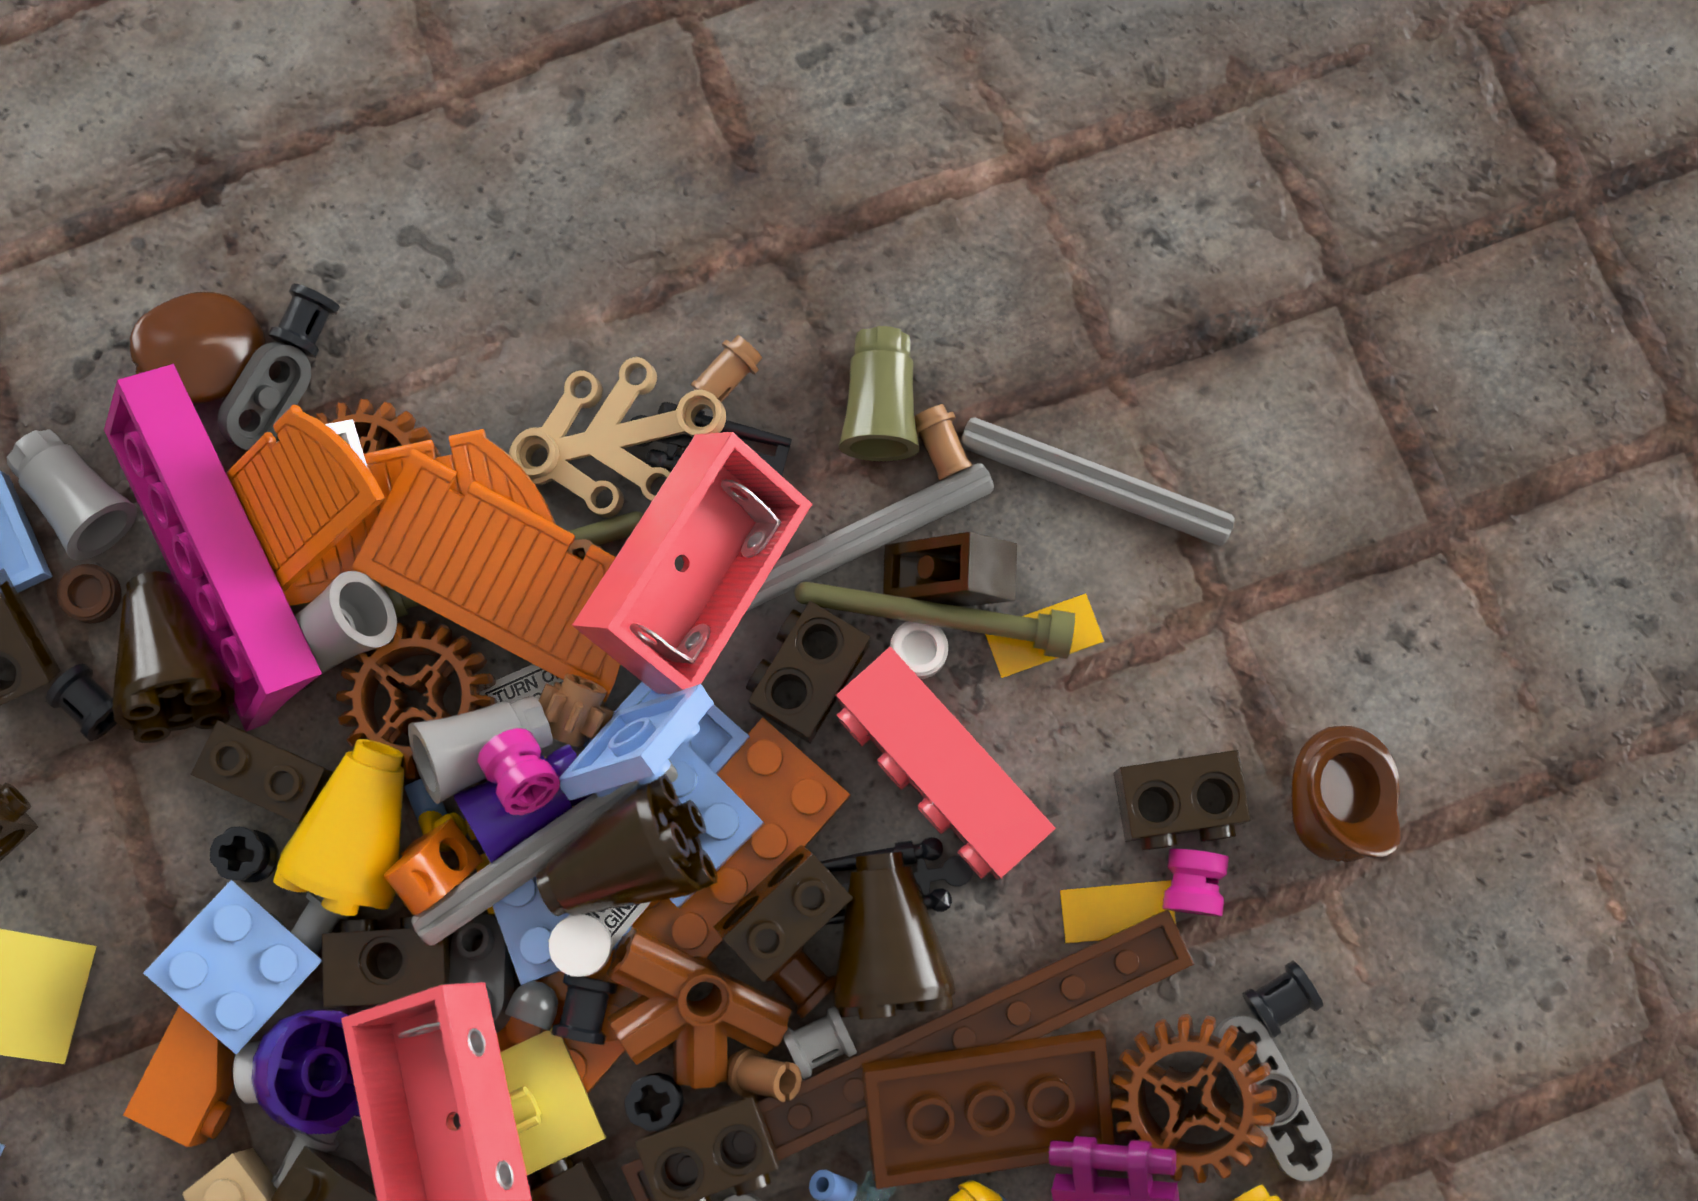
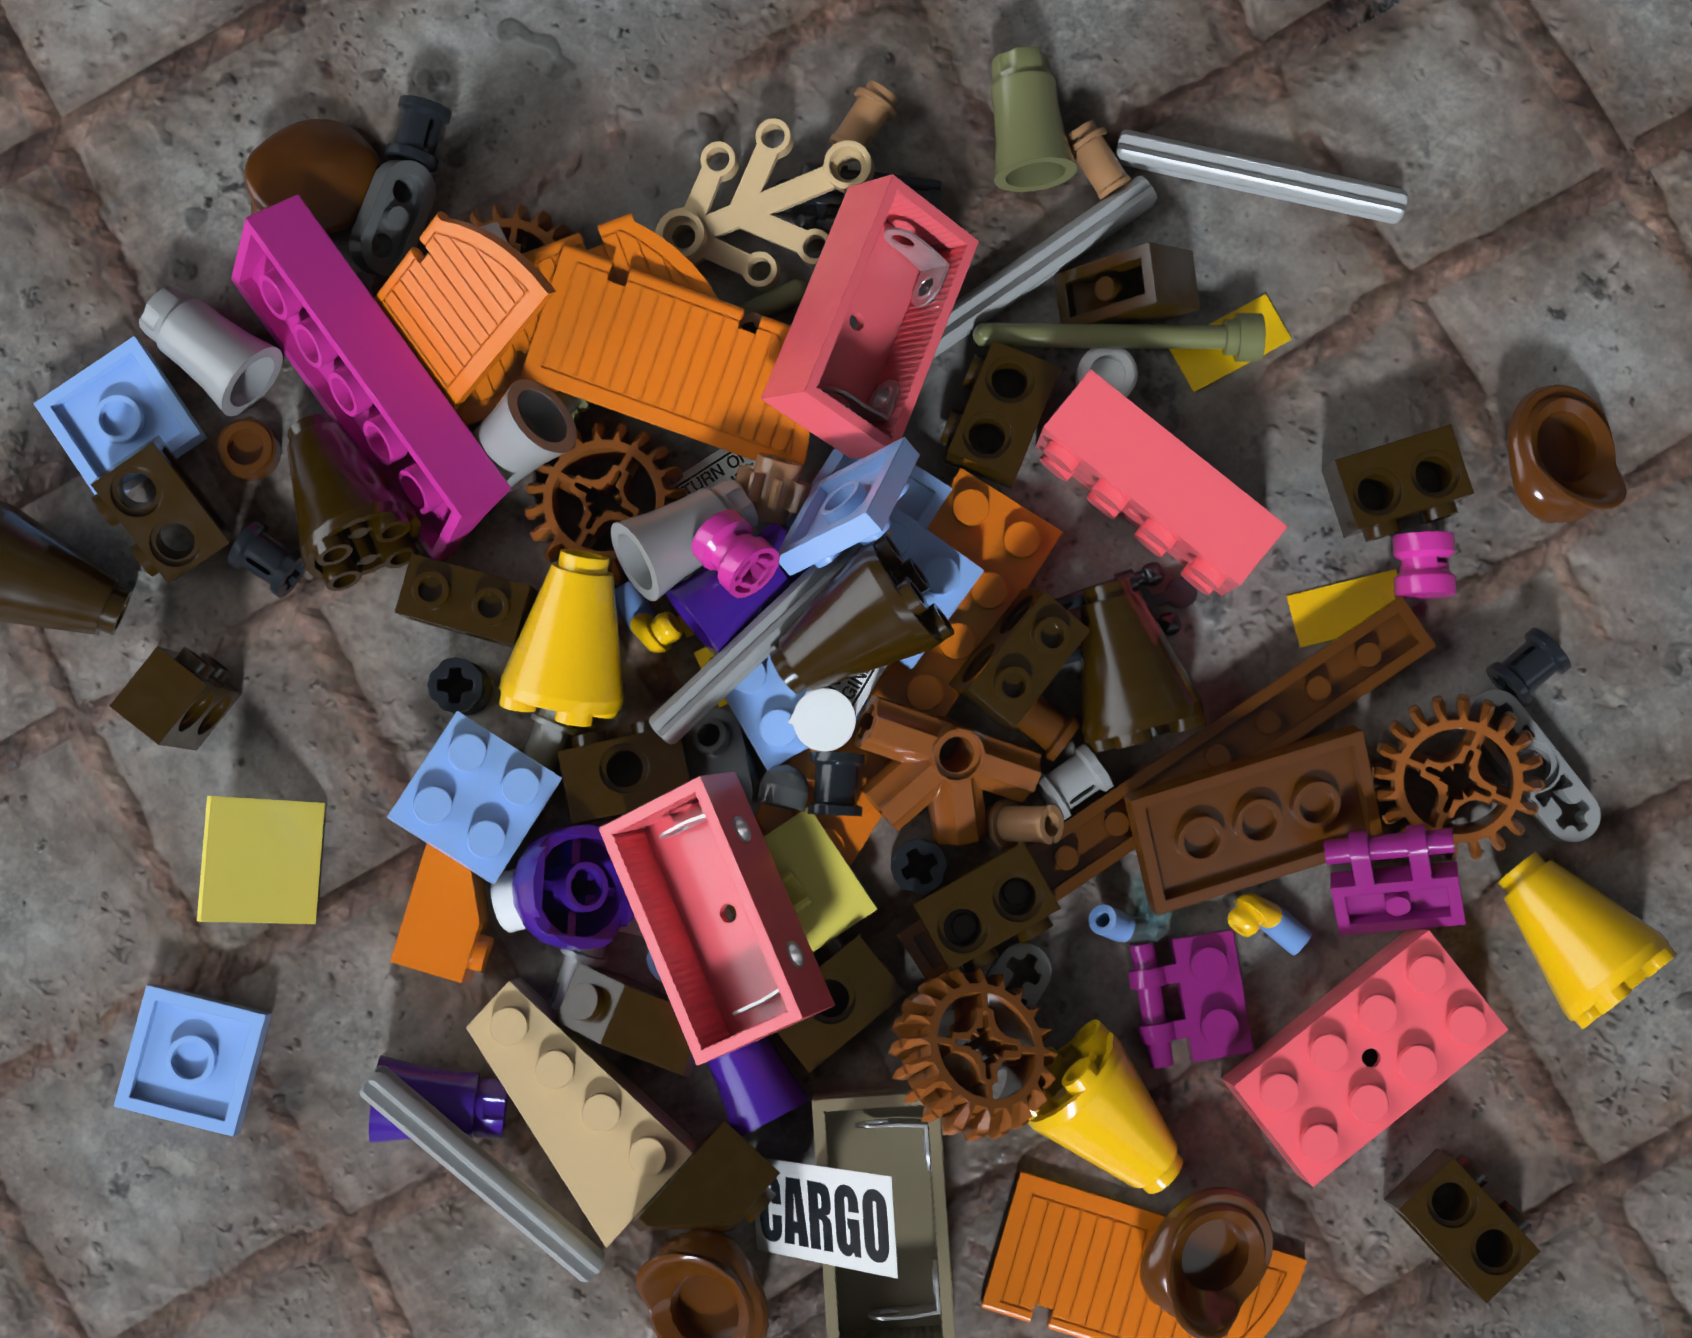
camera: 10 degrees left, 5 degrees up
(422, 875) = (651, 673): orange leg -> none

